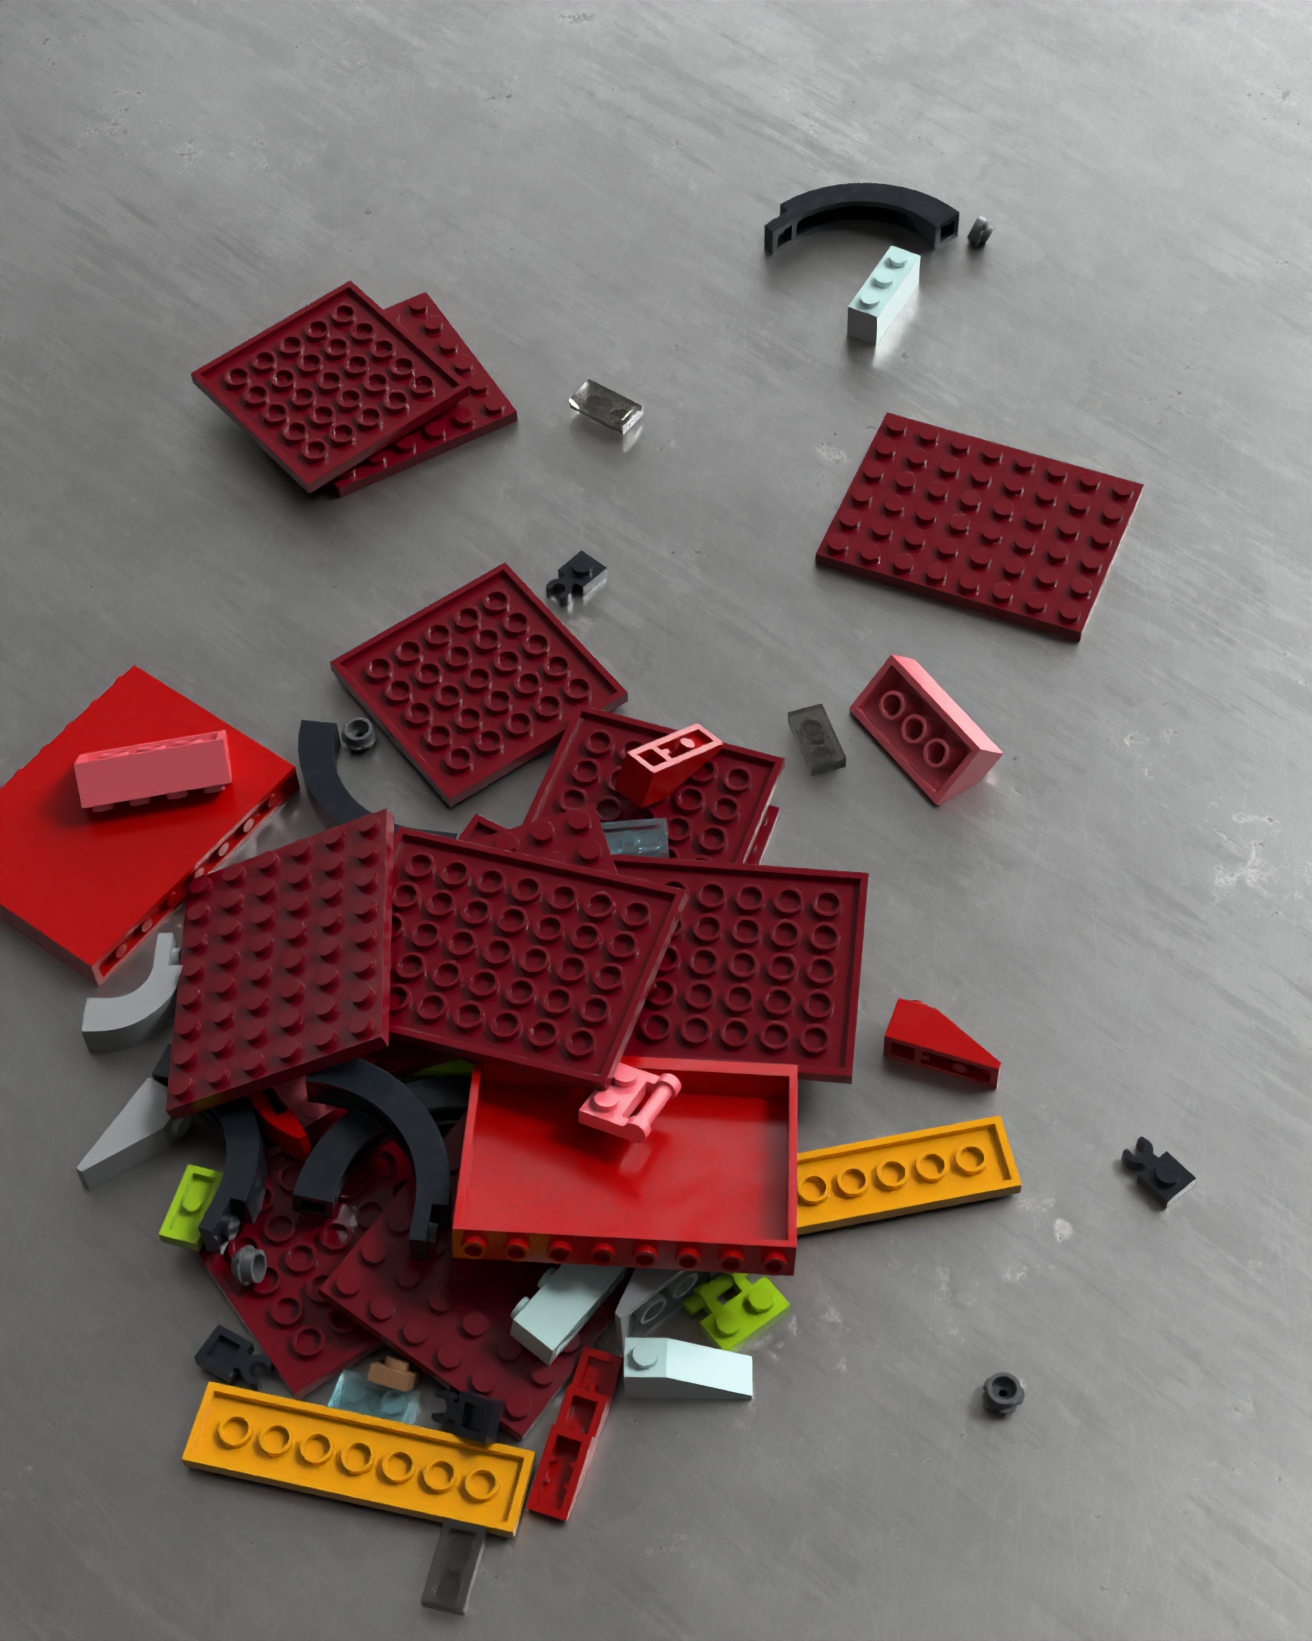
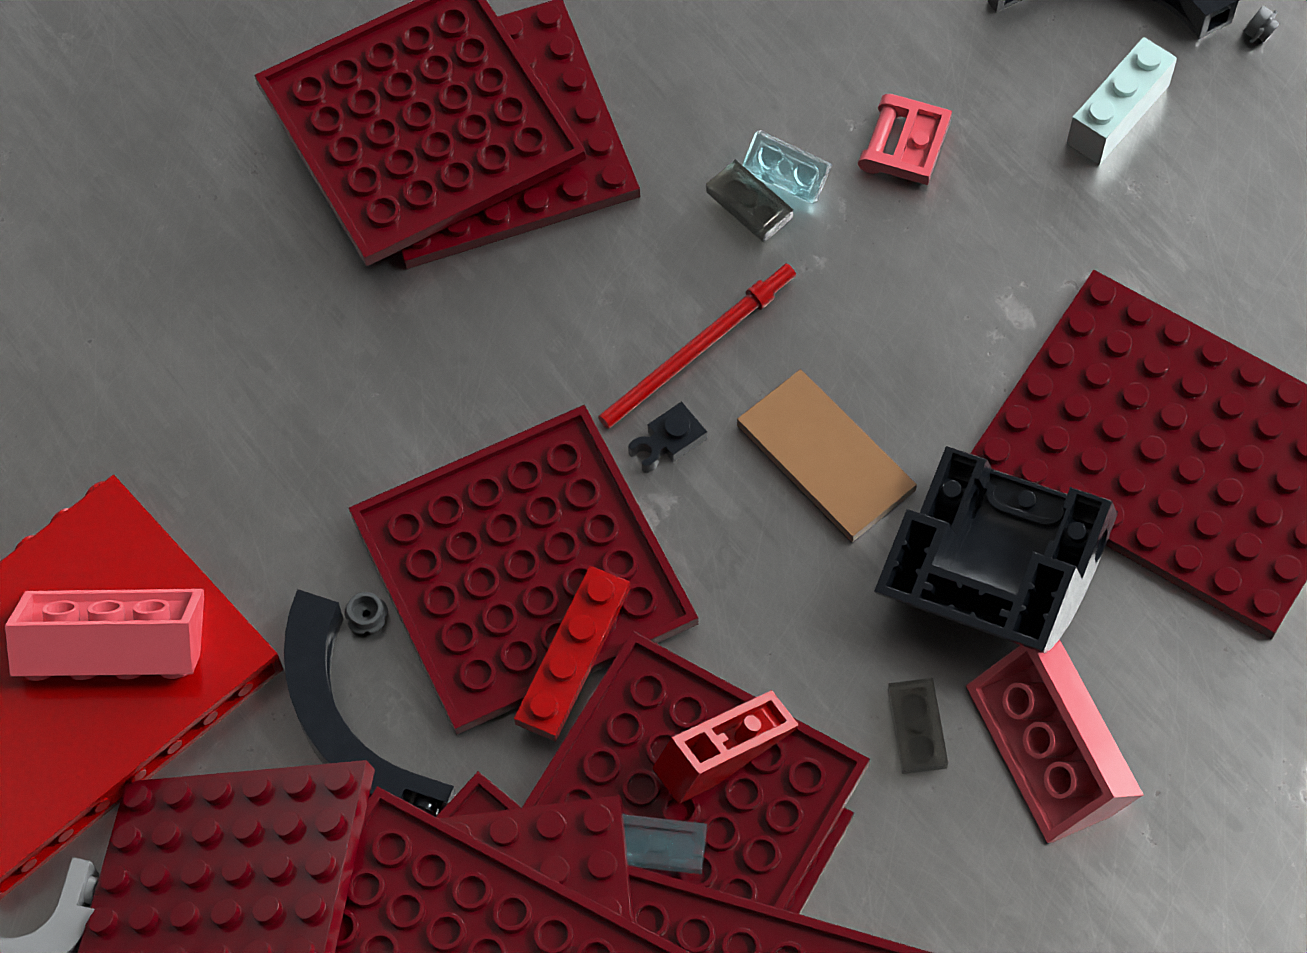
camera: 10 degrees right, 10 degrees up
(532, 730) = (572, 653): none -> red plate
(626, 472) = (756, 297): none -> red bar
(631, 378) = (786, 166): none -> clear light blue plate
(704, 570) = (826, 455): none -> medium nougat tile
(730, 350) = (917, 144): none -> coral plate
(854, 601) = (998, 552): none -> black slope

